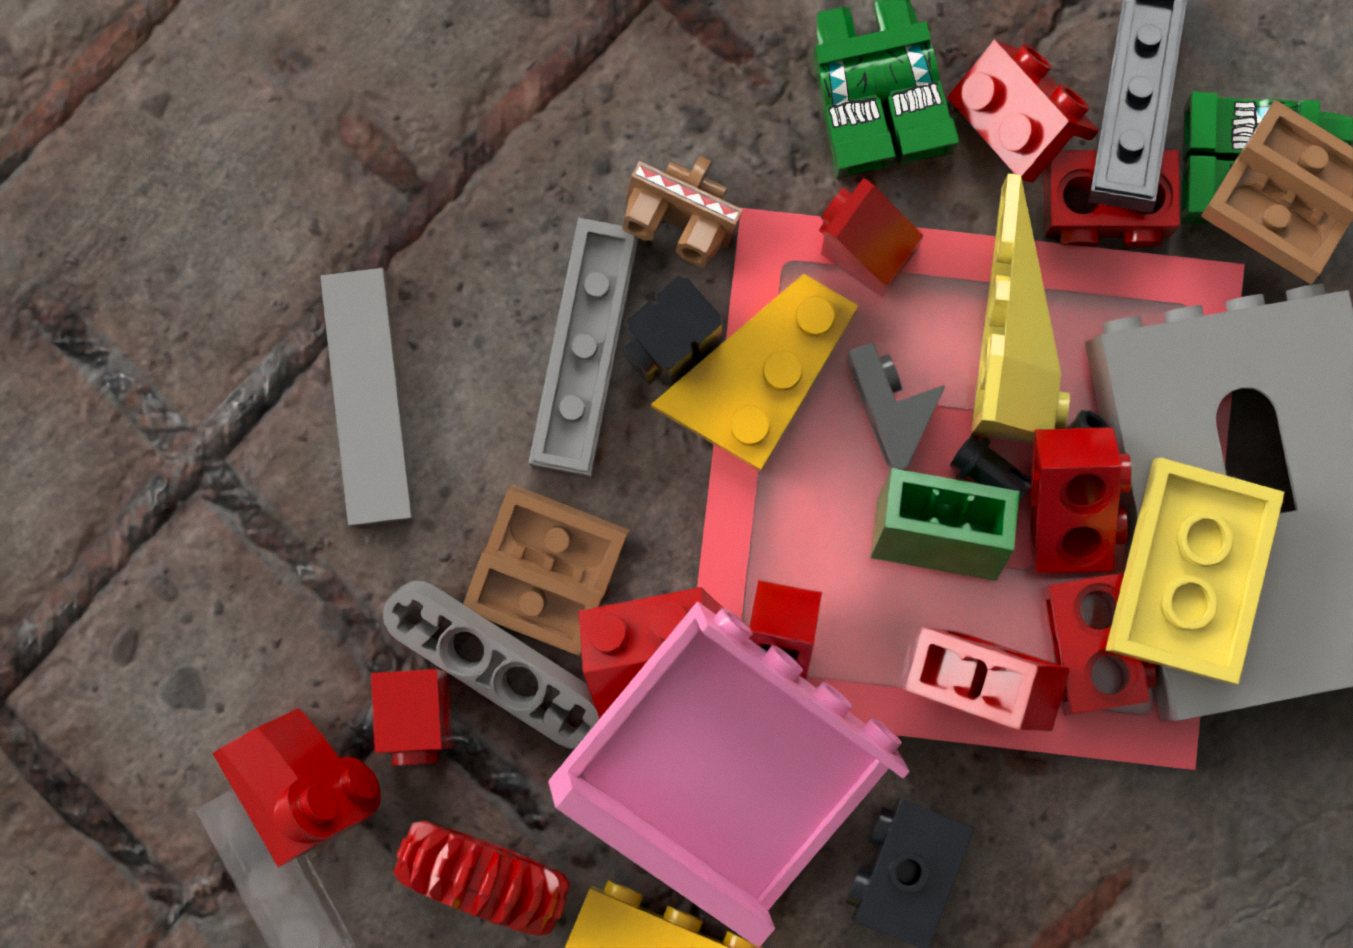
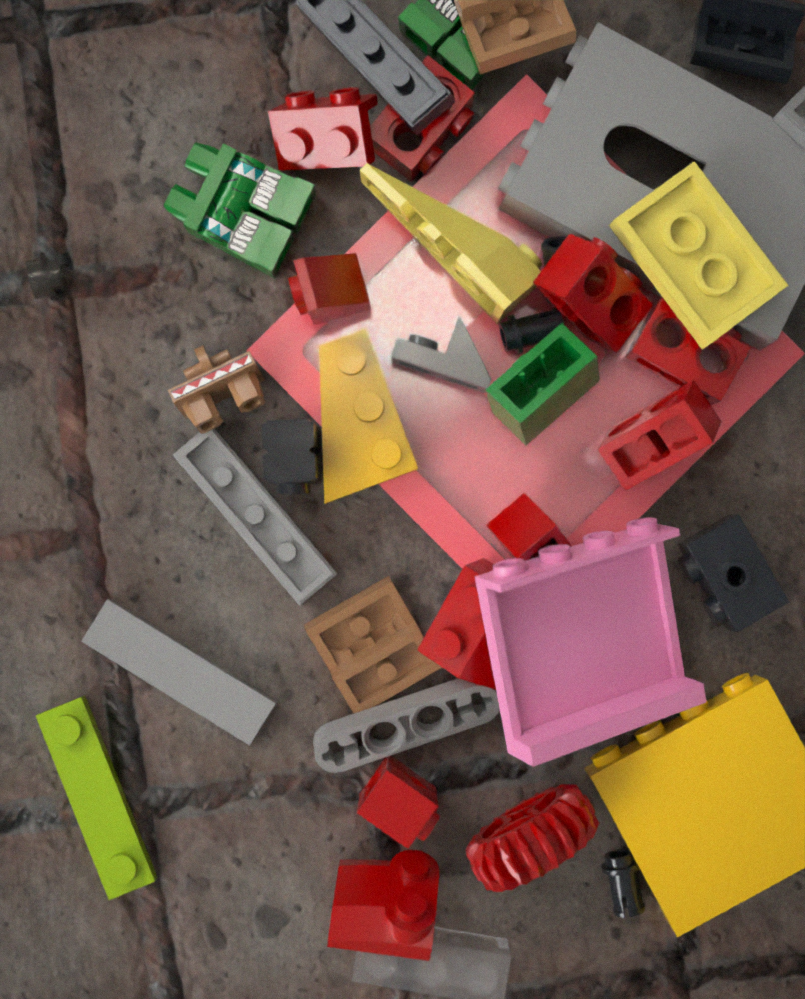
camera: 55 degrees left, 5 degrees up
(175, 415) = (96, 797): none -> lime plate

